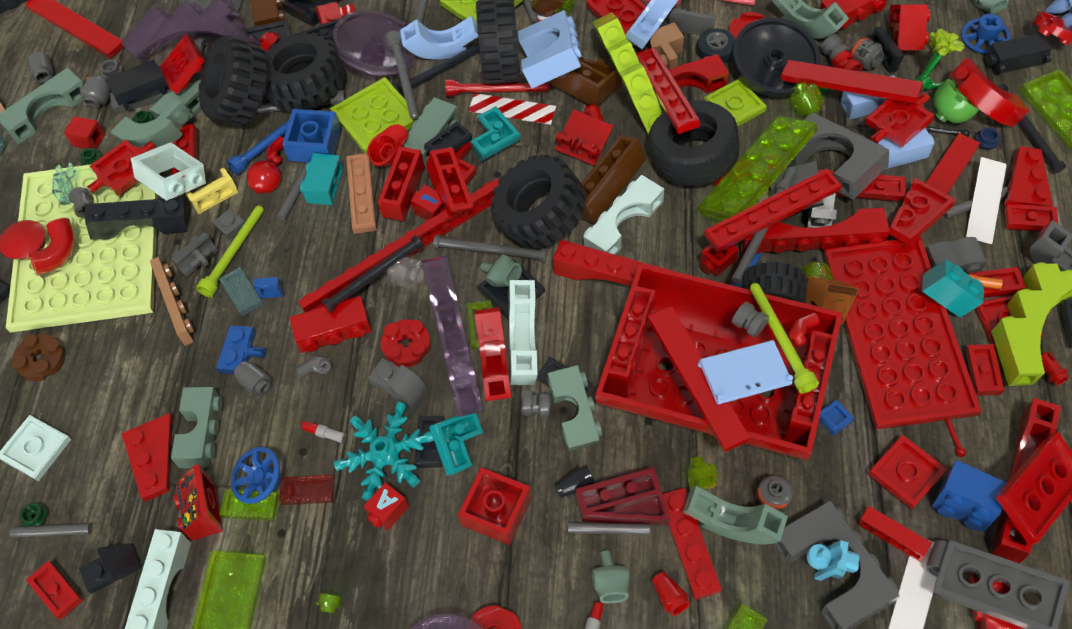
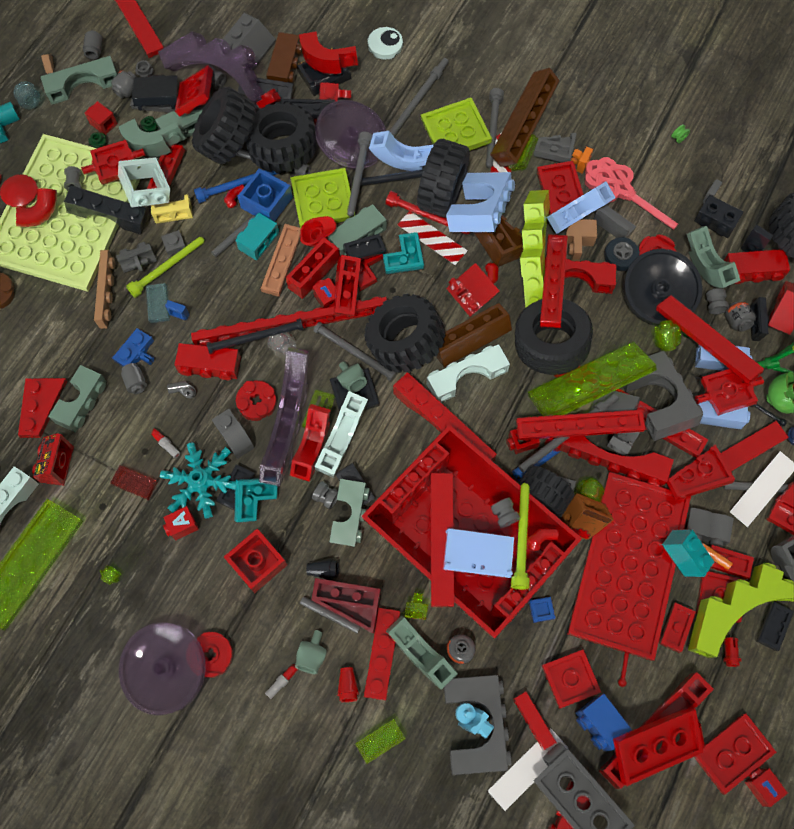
camera: 20 degrees right, 10 degrees up
(61, 183) = (64, 156): clear light blue plate -> none
(235, 509) = (88, 476): clear neon green plate -> none
(259, 477) = (103, 460): blue wheel -> none
(263, 177) = (215, 214): red hair -> none
(738, 100) = (609, 312): lime tile -> none
(845, 61) = (718, 319): red wheel -> none

